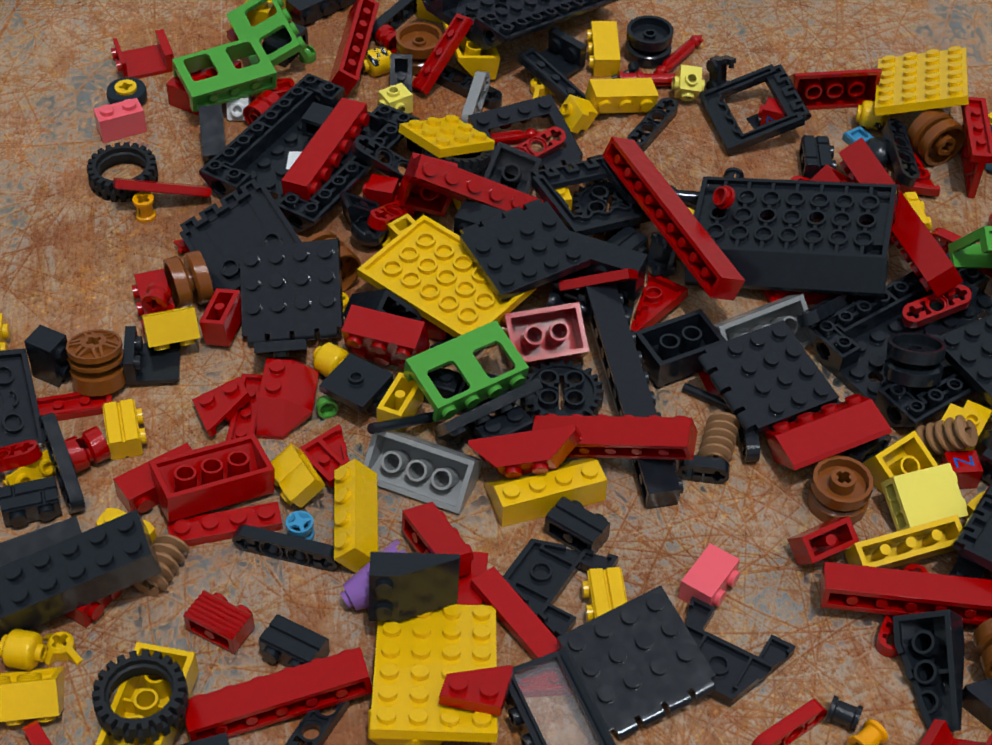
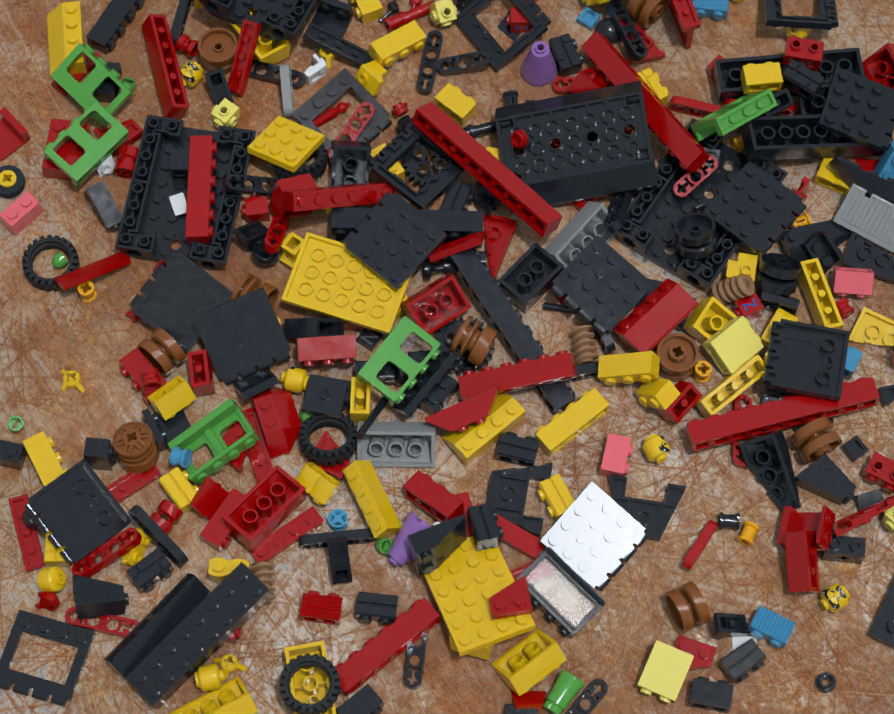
camera: 20 degrees left, 20 degrees up
(71, 284) = (70, 382): none -> yellow piece
(132, 171) = (59, 260): none -> bright green hinge
(143, 390) = (180, 457): none -> dark azure wheel
(149, 443) = (208, 498): none -> red piece
(193, 376) = (209, 431): none -> bright green window
(277, 569) = (339, 559): none -> black brick
(331, 447) = (328, 456): none -> black tyre
(338, 571) = (383, 545): none -> bright green hinge
(486, 592) = (484, 526): none -> black brick
(517, 93) = (315, 72): none -> white bracket
(573, 377) = (473, 340): none -> dark orange wheel
(595, 149) = (400, 109): none -> red plate
(665, 519) = (571, 422): none -> yellow brick
(668, 163) = (456, 104): none -> yellow brick
(670, 134) = (469, 68): none -> black beam
(769, 477) = (628, 368): none -> yellow brick
(770, 586) = (656, 448): none -> yellow head
(781, 152) = (539, 65): none -> medium lavender cone
(797, 518) = (657, 393): none -> yellow brick
(862, 523) = (707, 369): none -> light orange bush

